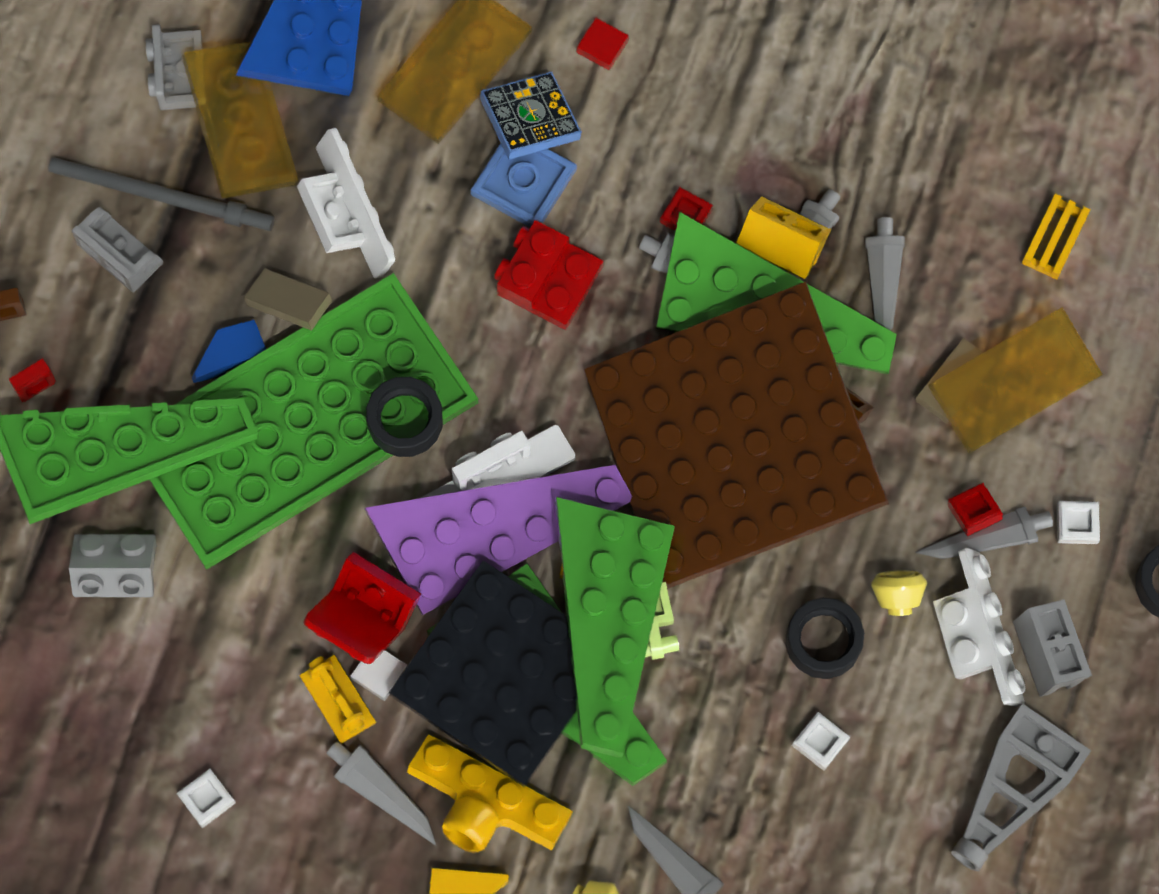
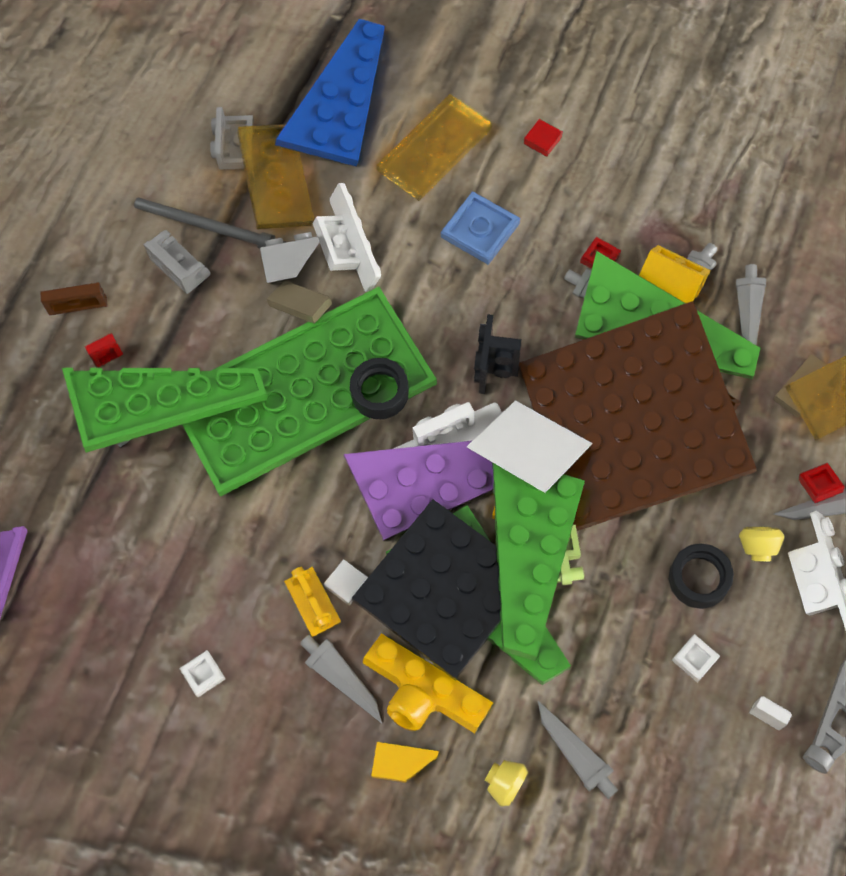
camera: 10 degrees right, 5 degrees down
(112, 565) = (148, 489): light grey bracket -> none
(229, 349) = (251, 335): blue slope -> none
(268, 241) = (287, 259): none -> light grey slope
(363, 610) = (337, 533): red bracket -> none
(530, 115) = (487, 182): tile -> none
(547, 274) = (494, 291): red plate -> none
(555, 364) = (495, 355): none -> black bracket
(603, 484) = (529, 446): none -> white sticker
(911, 803) = (770, 713): none -> white tile

